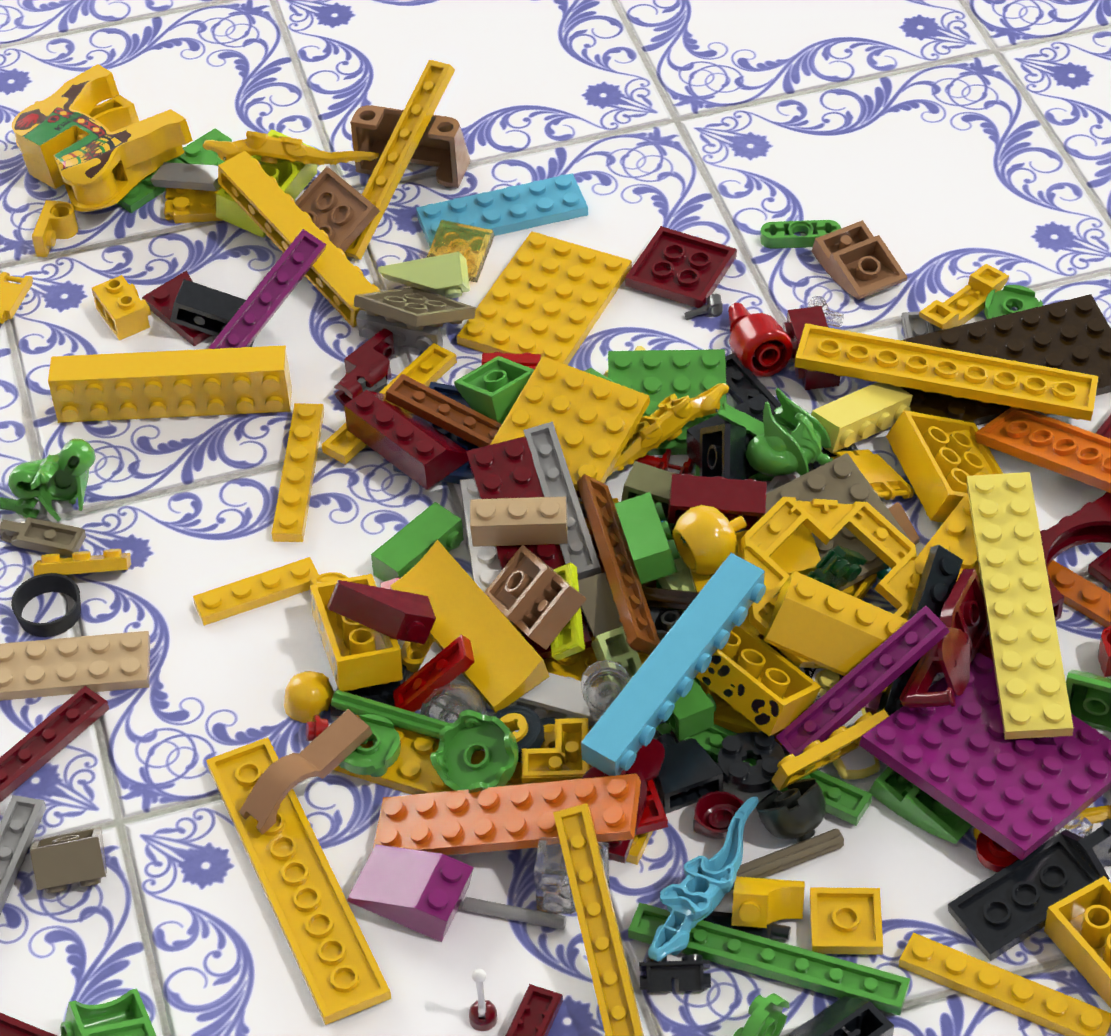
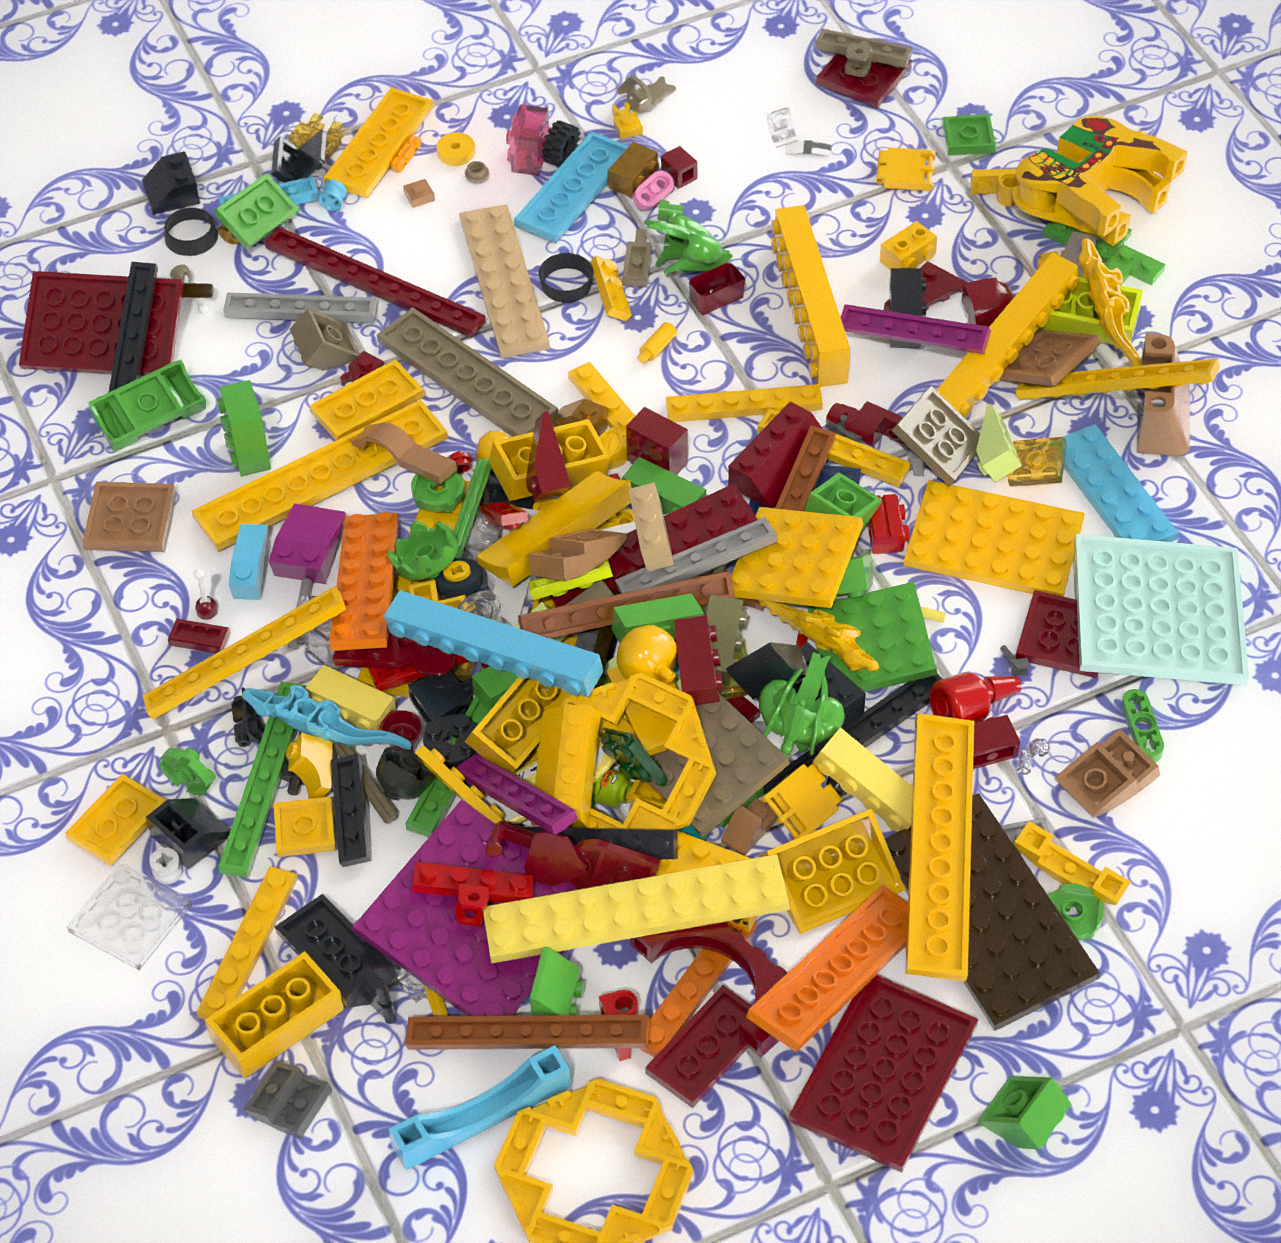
camera: 80 degrees right, 5 degrees up
(115, 452) = (726, 286): none -> dark red piece
(124, 823) = (361, 366): none -> dark red plate
(171, 716) = (465, 373): none -> dark tan plate
(182, 533) = (657, 342): none -> yellow cylinder
(185, 820) = (366, 400): none -> yellow plate
(221, 930) = (243, 428): none -> bright green brick
(245, 249) = (985, 300): none -> dark red brick
(284, 611) = (583, 410): none -> pearl gold slope
(354, 534) = (657, 441): none -> dark red brick
(430, 952) = (248, 562): none -> medium azure slope
(665, 859) = (359, 703): none -> light yellow brick
(668, 197) = (1160, 609): none -> light aqua plate
(834, 867) = (350, 810): none -> black plate
(985, 735) = (471, 887): none -> red plate

